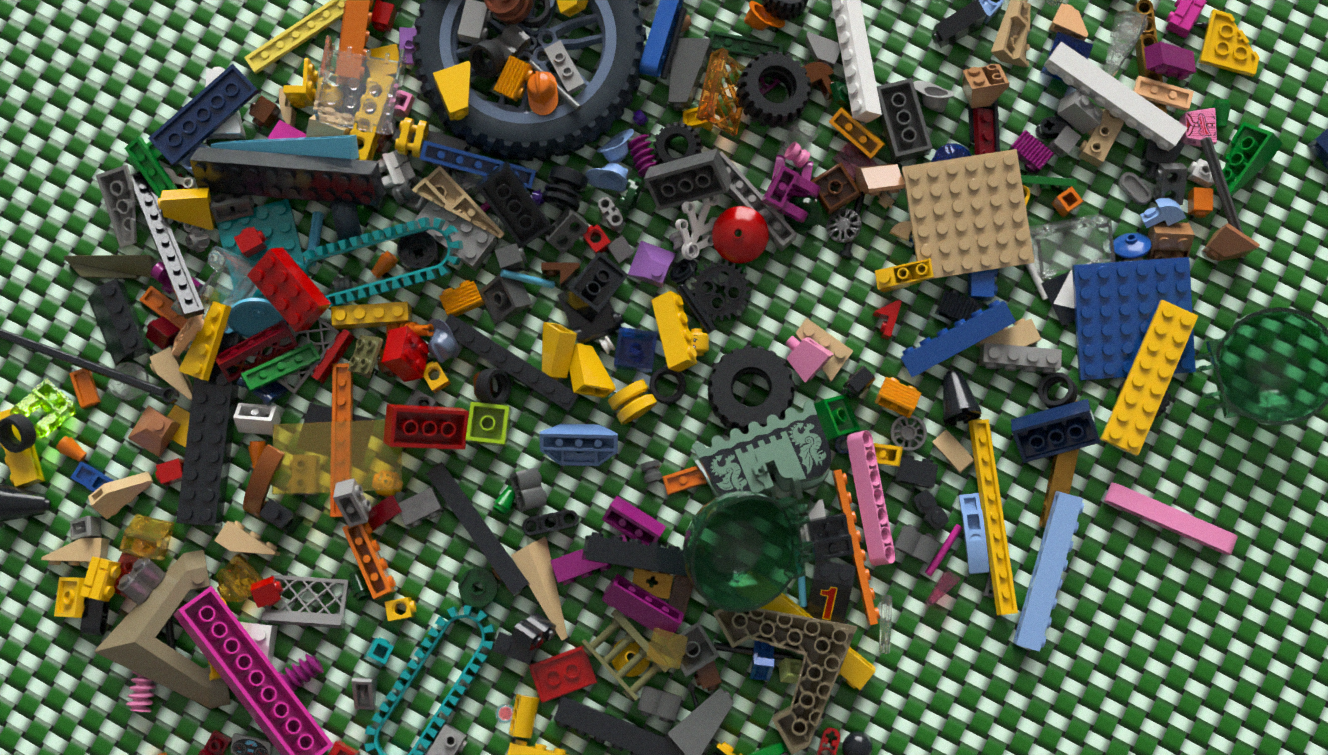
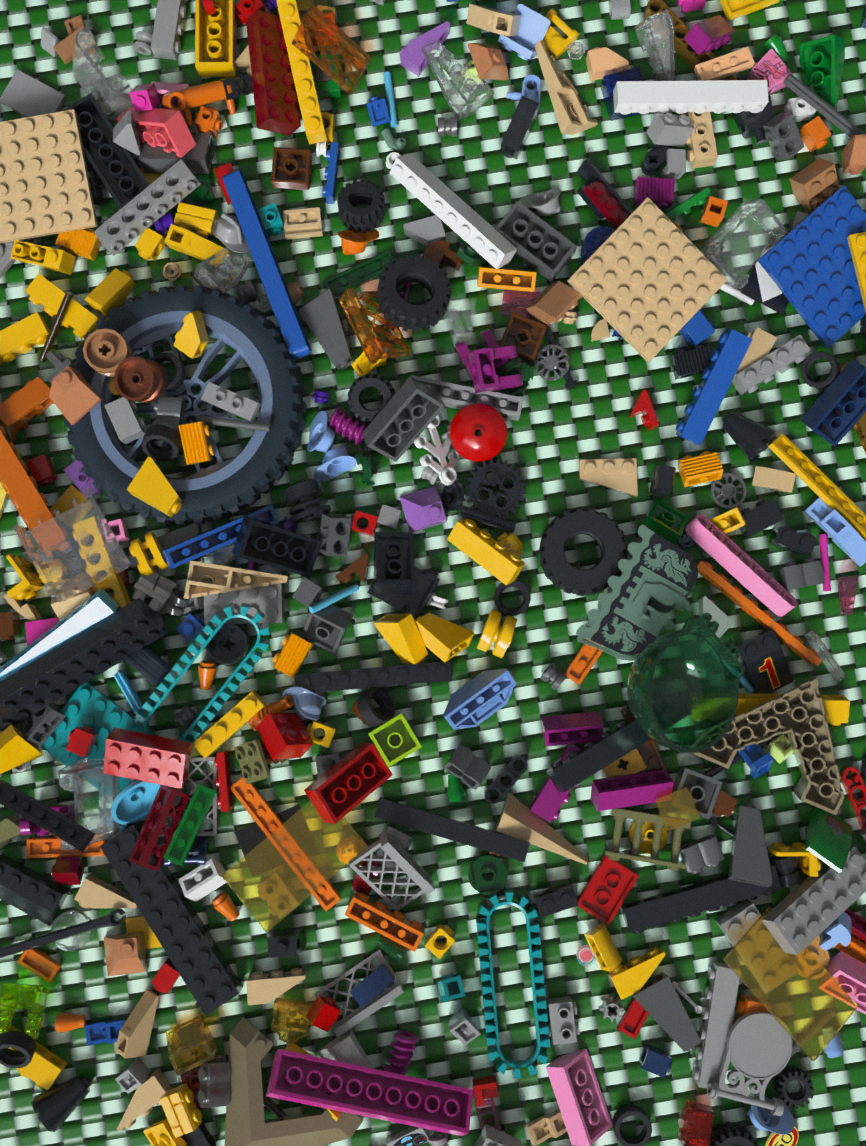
camera: 40 degrees left, 5 degrees up
(187, 334) = (91, 860): light nougat plate -> none
(197, 240) = (36, 772): light grey gear -> none
(205, 346) = (115, 858): yellow wing -> none
(261, 480) = (248, 927): dark orange slope -> none
(319, 601) = (371, 986): none -> dark blue slope
(352, 502) = (337, 890): light grey brick -> none
(401, 217) = (191, 627): none -> blue bracket
(420, 528) = (402, 860): none -> light grey fence
(534, 631) = (562, 876): black brick -> none
(542, 93) = (230, 437): orange piece -> none
(610, 214) = (359, 494): light grey piece -> none
(635, 350) = (466, 589): clear blue brick -> none
(673, 43) = (302, 315): black bar -> none
(797, 155) = (472, 332): bright pink wheel -> none
(807, 357) = (605, 491): bright pink torso -> none
(830, 537) = (736, 620): black slope -> none
(903, 275) = (634, 366): yellow slope -> none
(983, 84) = (578, 163): medium nougat slope -> none
(1132, 245) = (790, 208): blue dish -> none
(1135, 188) = (755, 161): light grey tile -> none
(1166, 210) = (796, 161): light blue brick -> none

